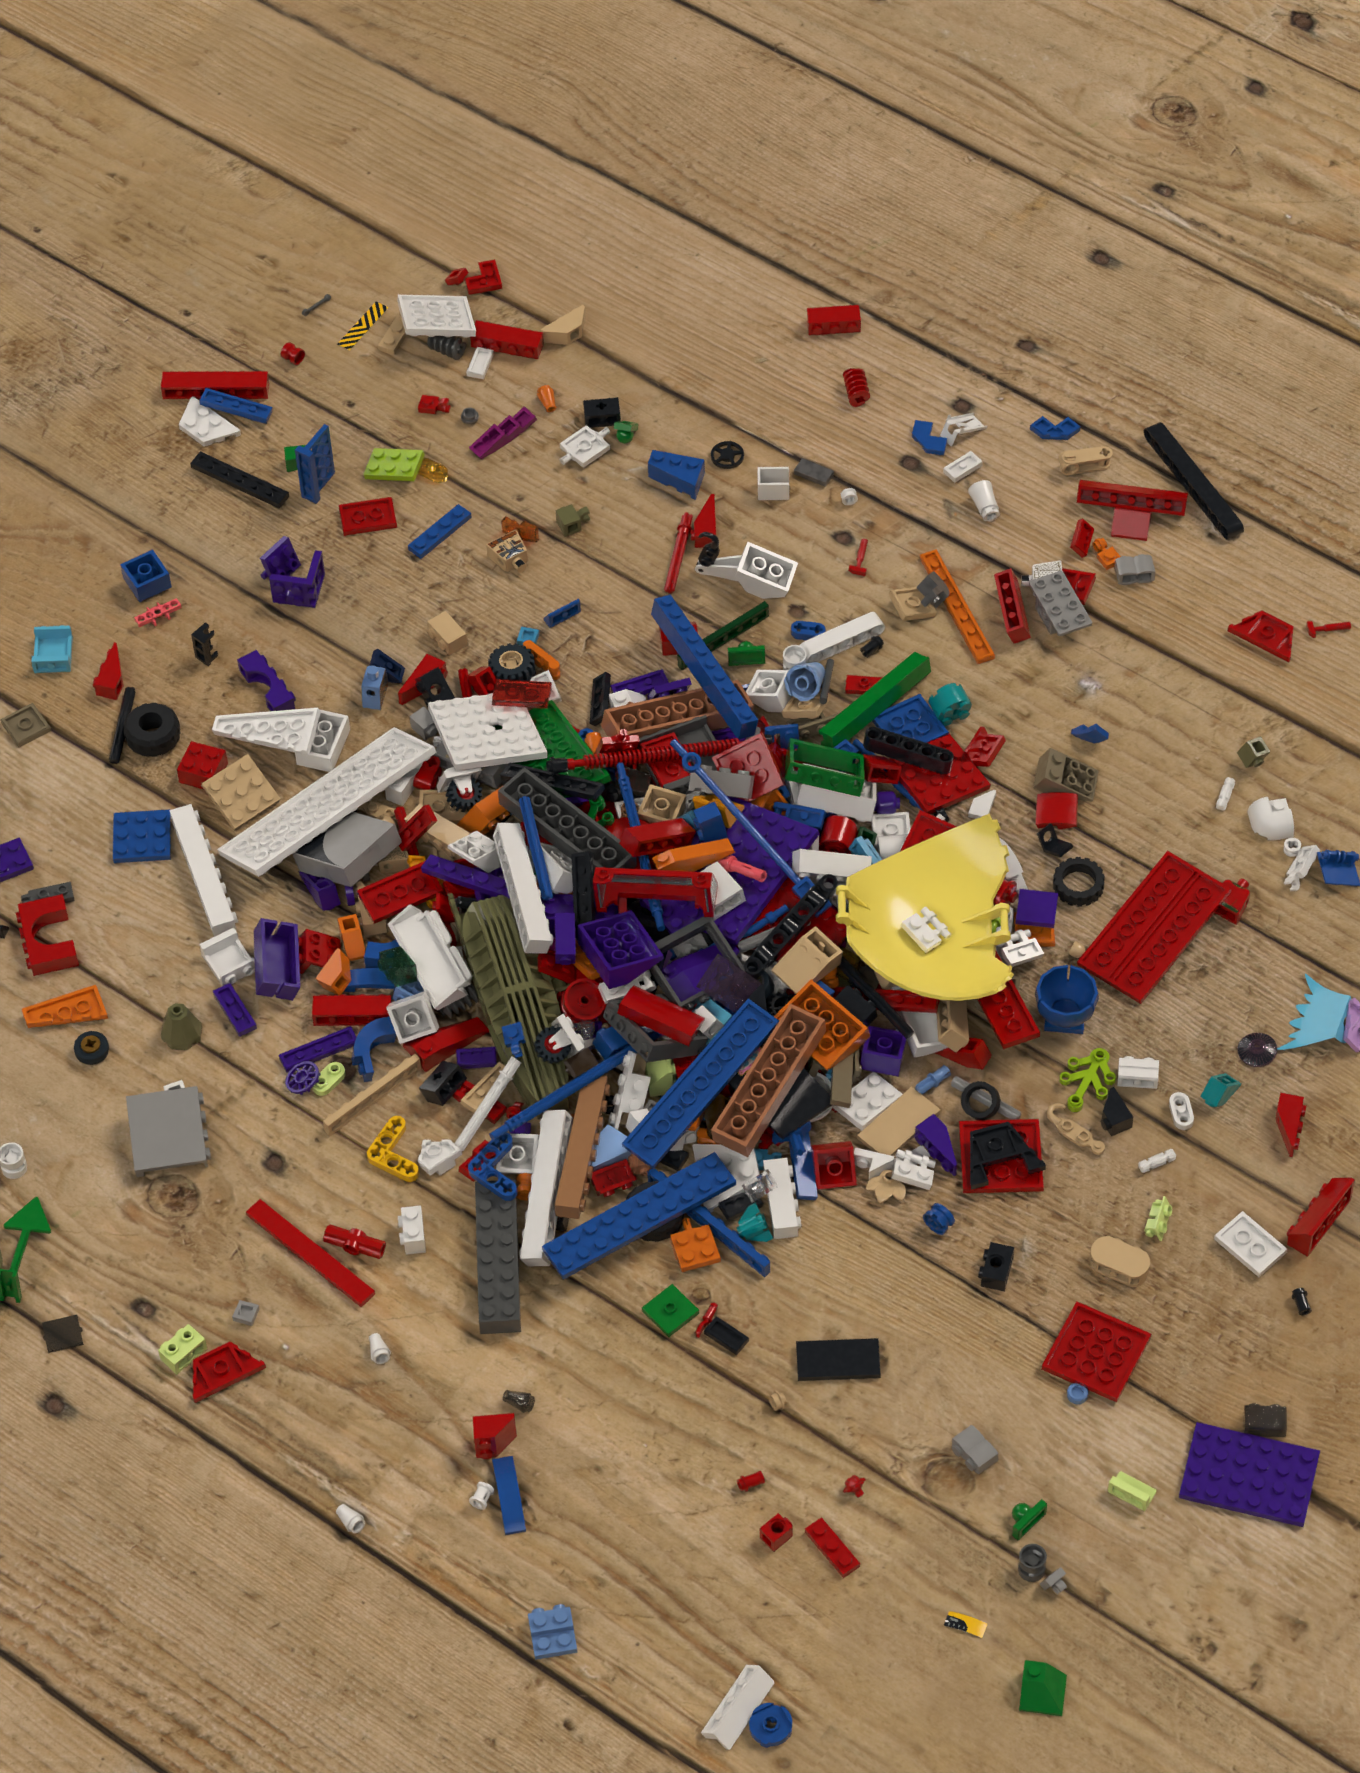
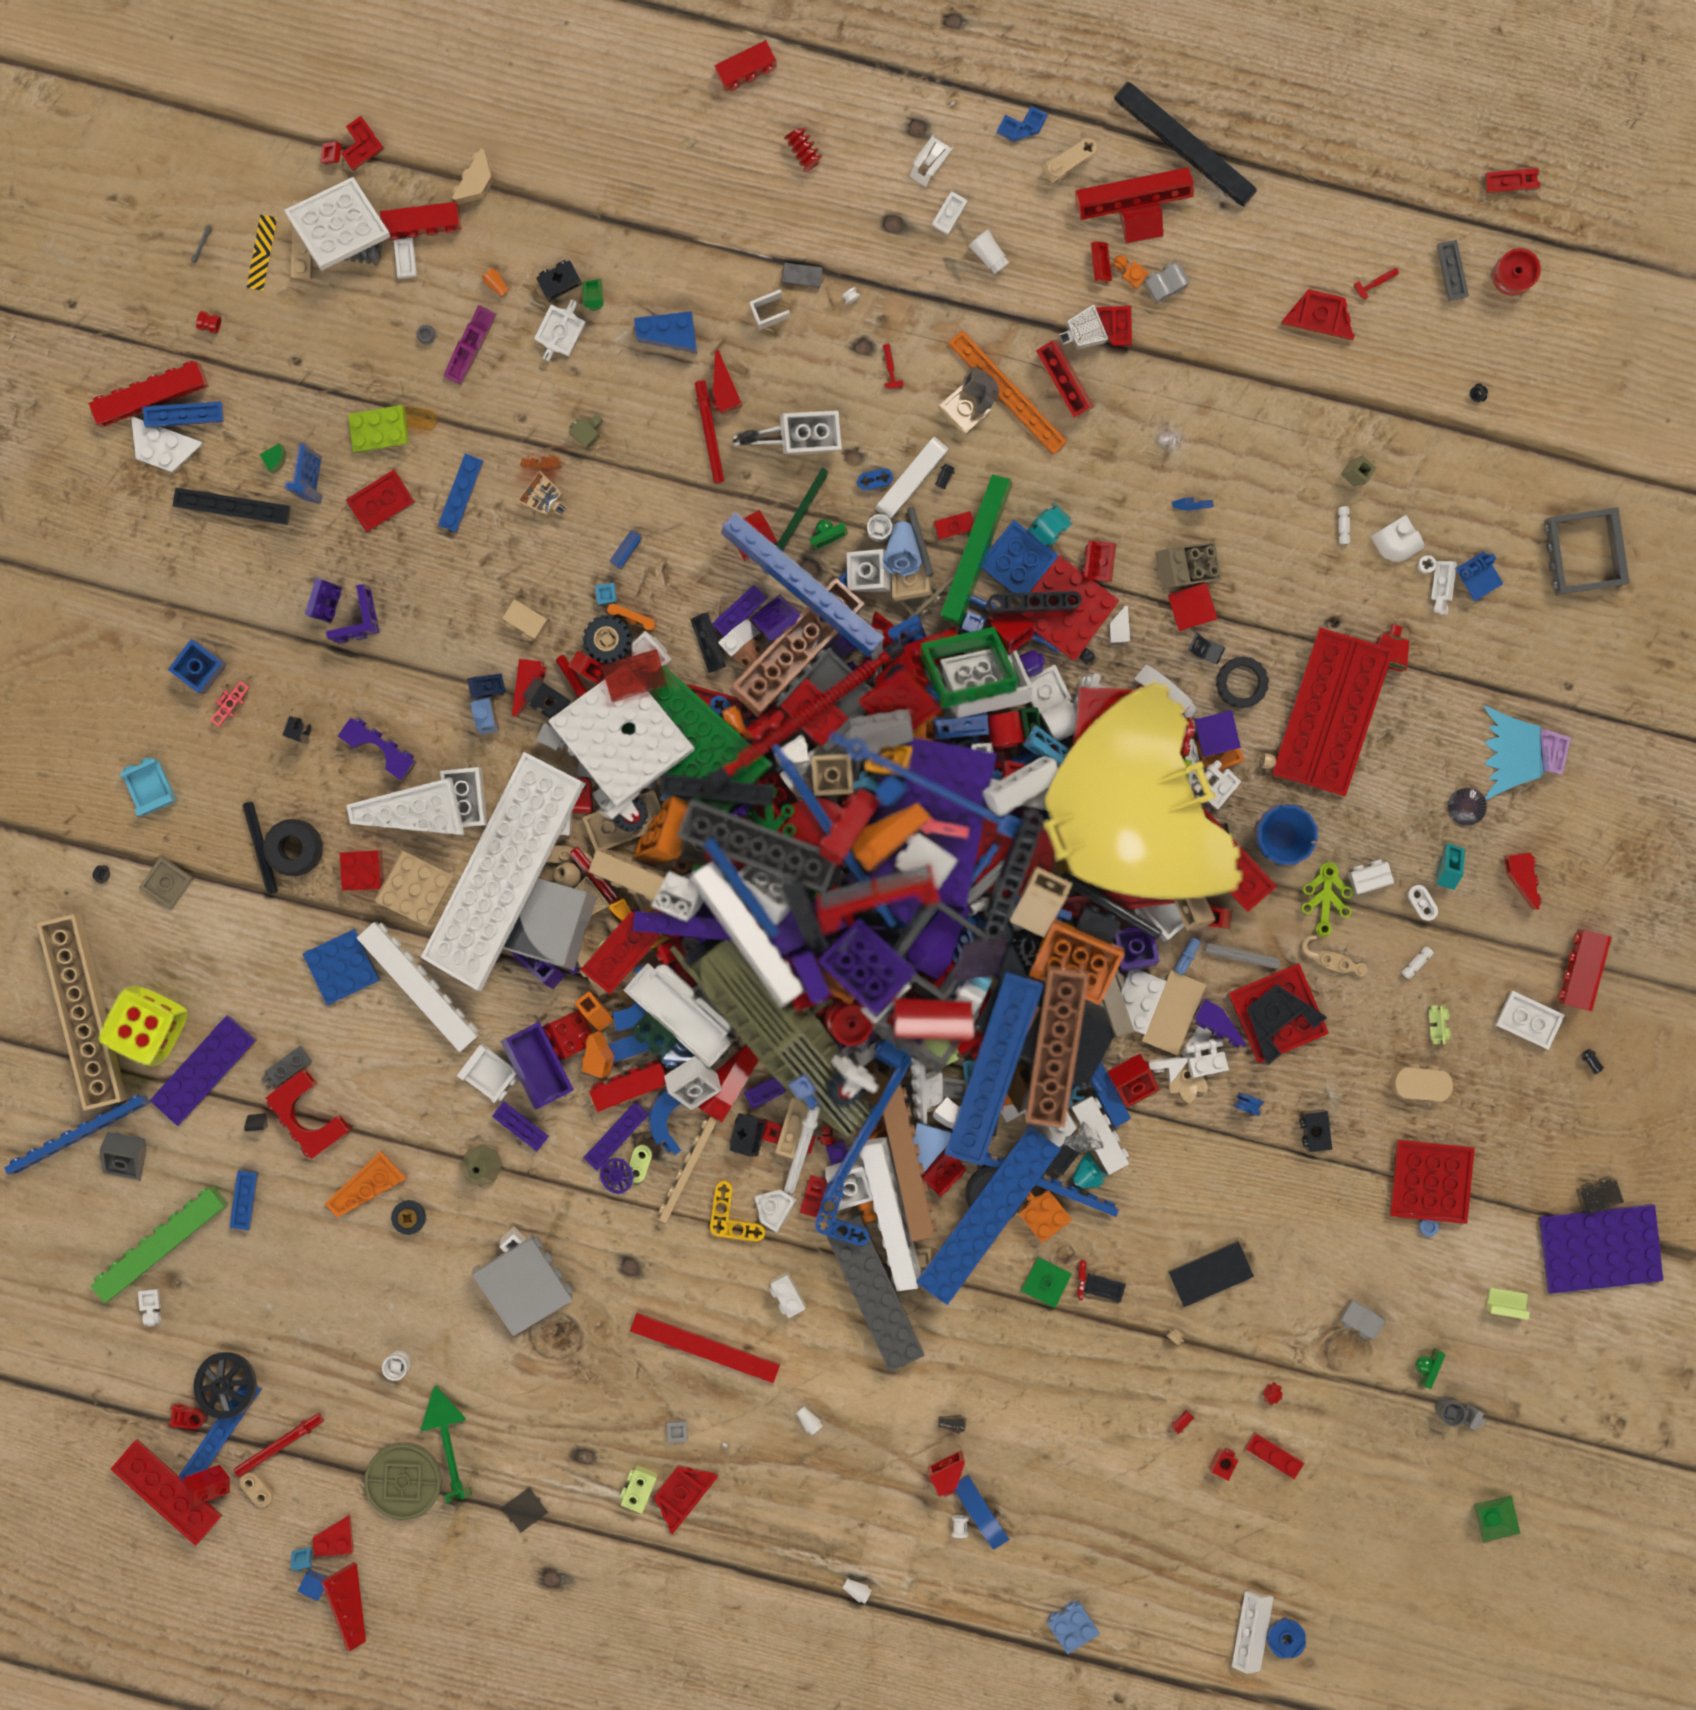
camera: 25 degrees left, 35 degrees up
(110, 680) = (222, 798): red slope -> none
(354, 1241) = (740, 1324): red piece -> none
(416, 827) = (607, 885): red plate -> none
(432, 404) = (380, 333): red plate -> none
(727, 454) = (706, 284): black wheel -> none
(922, 933) = (1127, 816): white plate -> none
(930, 444) = (905, 193): blue tile -> none
(965, 1098) = (1241, 953): black tyre -> none
(965, 1623) = (1411, 1481): yellow sticker -> none
(1059, 604) = (1112, 361): light grey bracket -> none
(1115, 1114) = (1364, 930): black slope -> none

